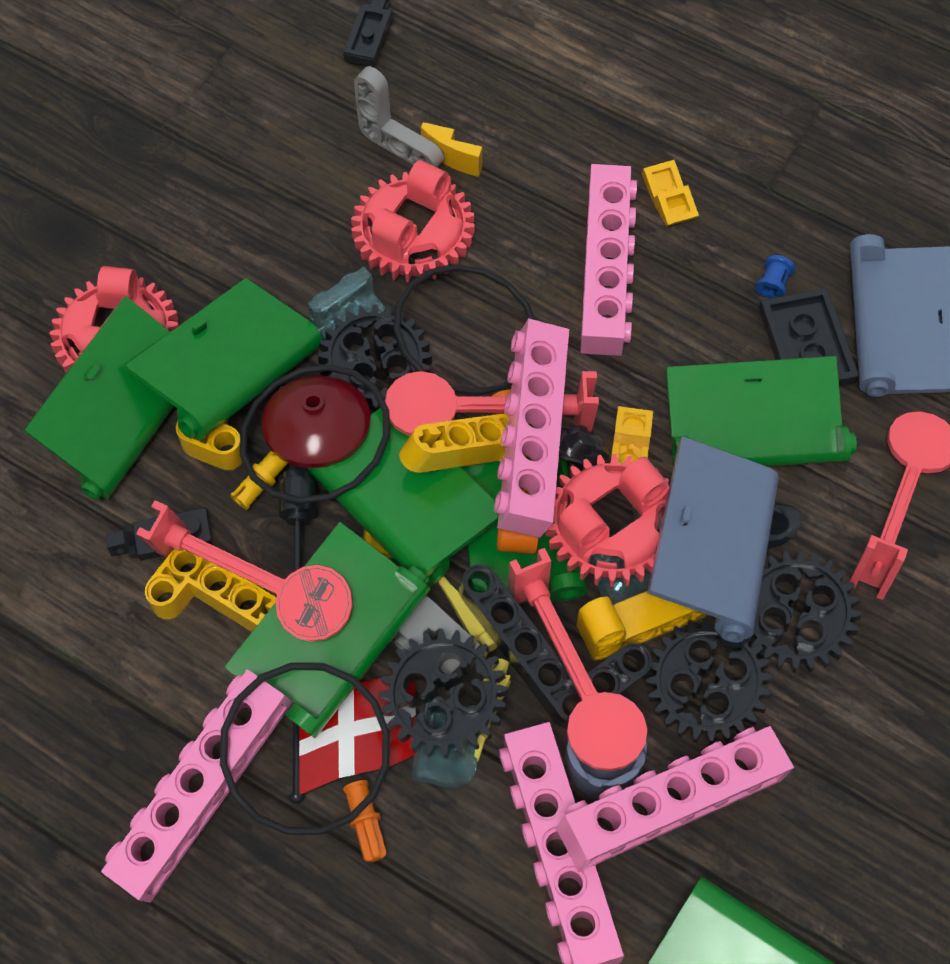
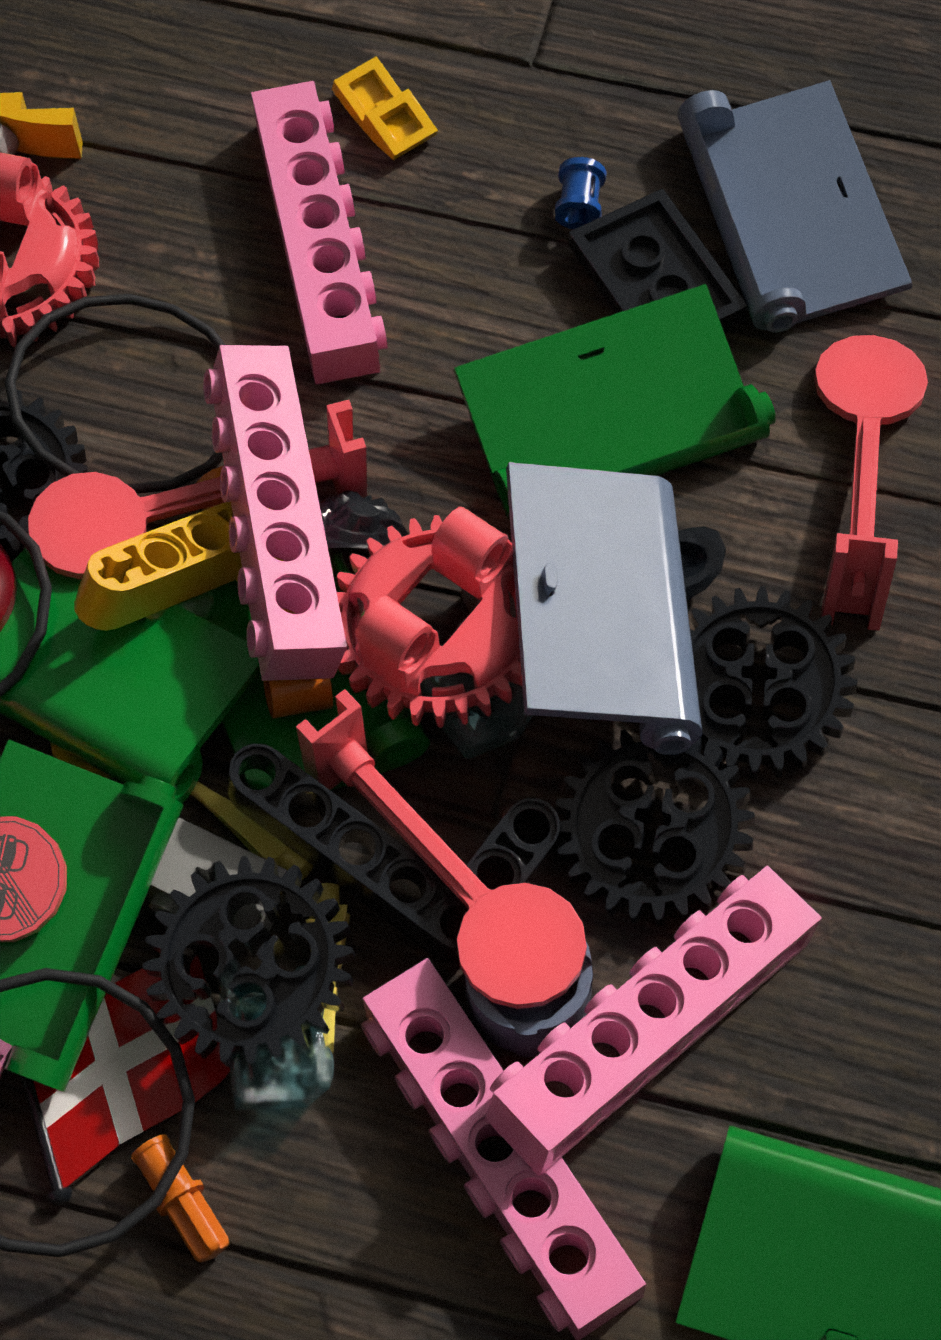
camera: 15 degrees left, 0 degrees up
(632, 433) = (429, 482): yellow slope -> none
(634, 620) = (518, 763): yellow beam -> none

